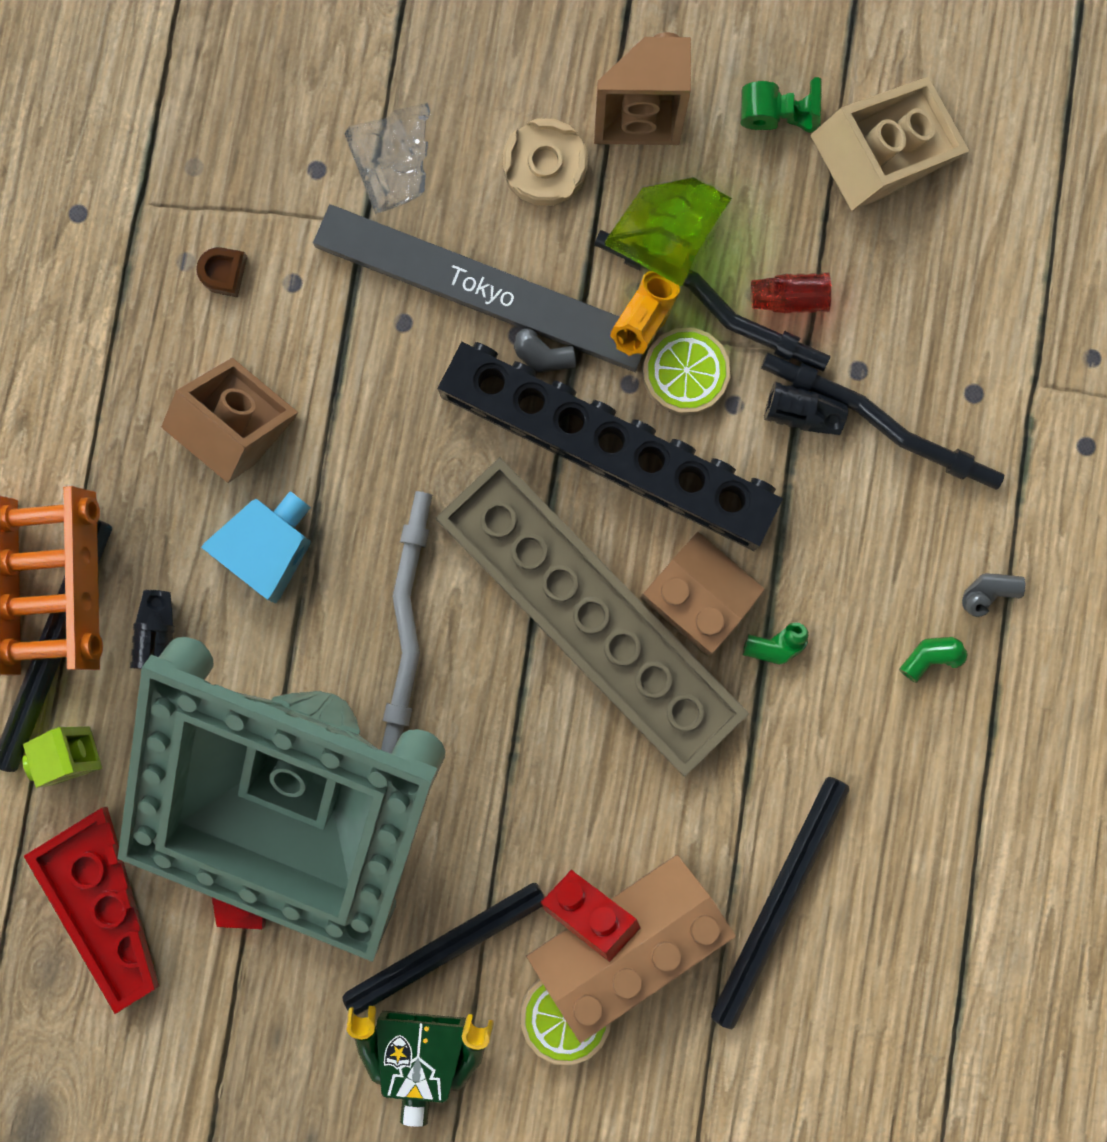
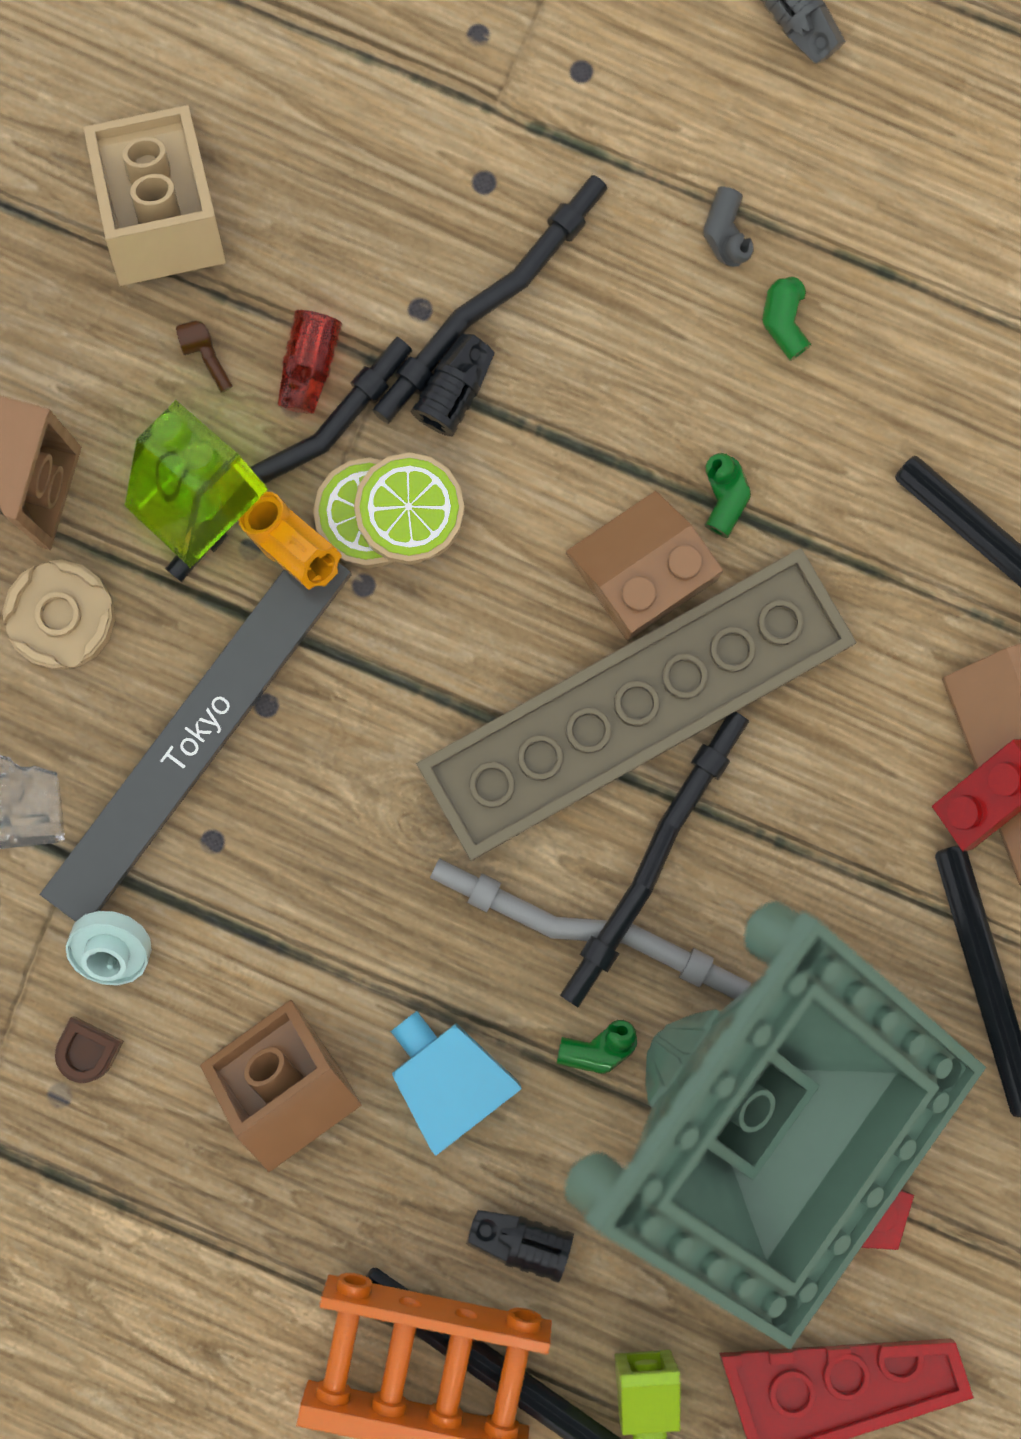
camera: 80 degrees left, 0 degrees up
(301, 264) = (108, 948): none -> light aqua plate
(315, 659) = (603, 1052): none -> green arm
(389, 636) = (600, 952): none -> black bar
(476, 363) = (552, 470): black brick -> none
(539, 355) = (303, 683): dark grey arm -> none
(697, 399) = (409, 508): none -> lime tile
(765, 106) = (67, 330): green leg -> none
(787, 207) = (195, 338): none -> reddish brown hand

